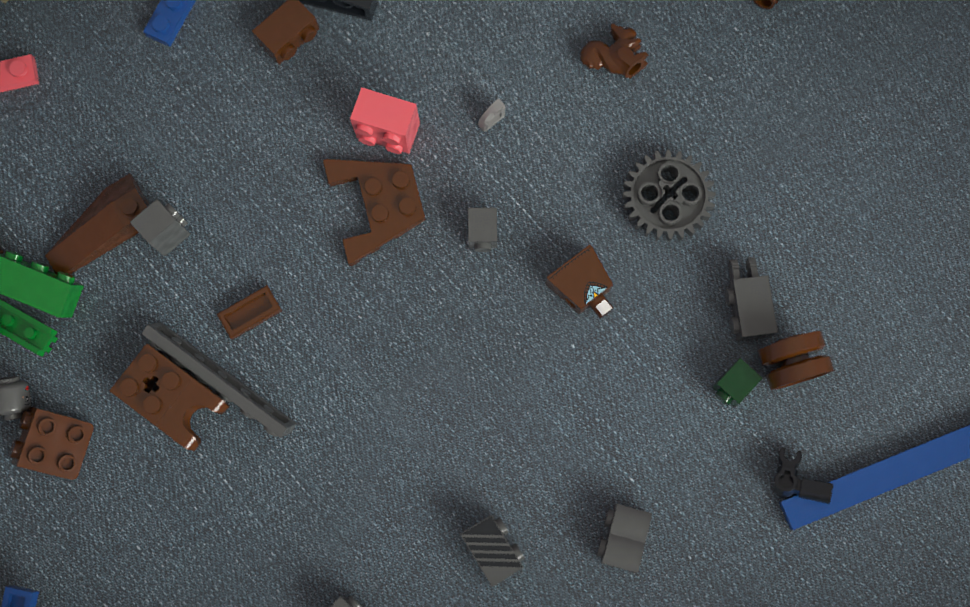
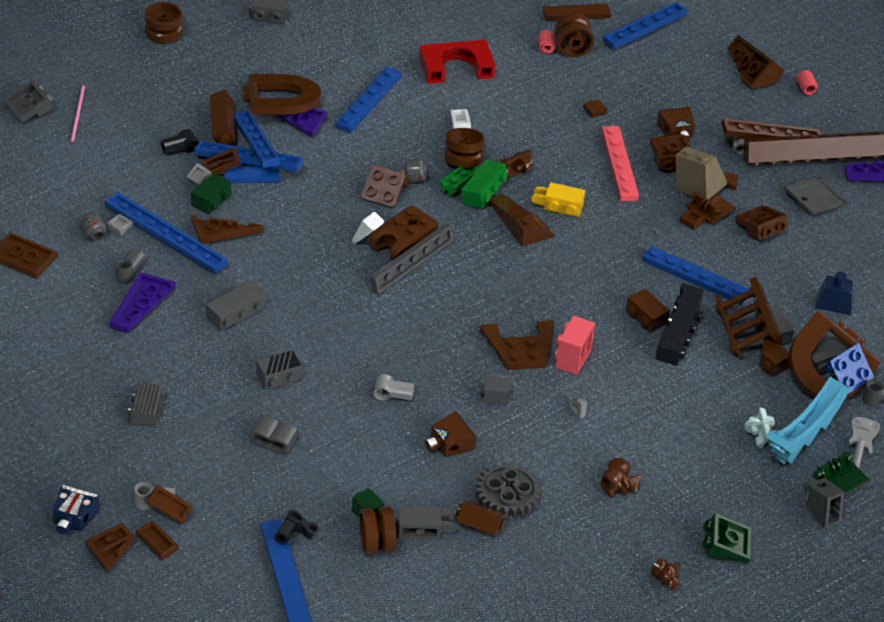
camera: 90 degrees right, 35 degrees down
(55, 166) = (560, 199): none -> yellow hinge
(161, 227) = (512, 236): dark grey brick -> none
(171, 452) = (367, 226): none -> white slope
(249, 312) = (454, 279): reddish brown tile -> none
(501, 379) = (386, 387): none -> light grey piece
(732, 226) = (480, 517): none -> reddish brown brick

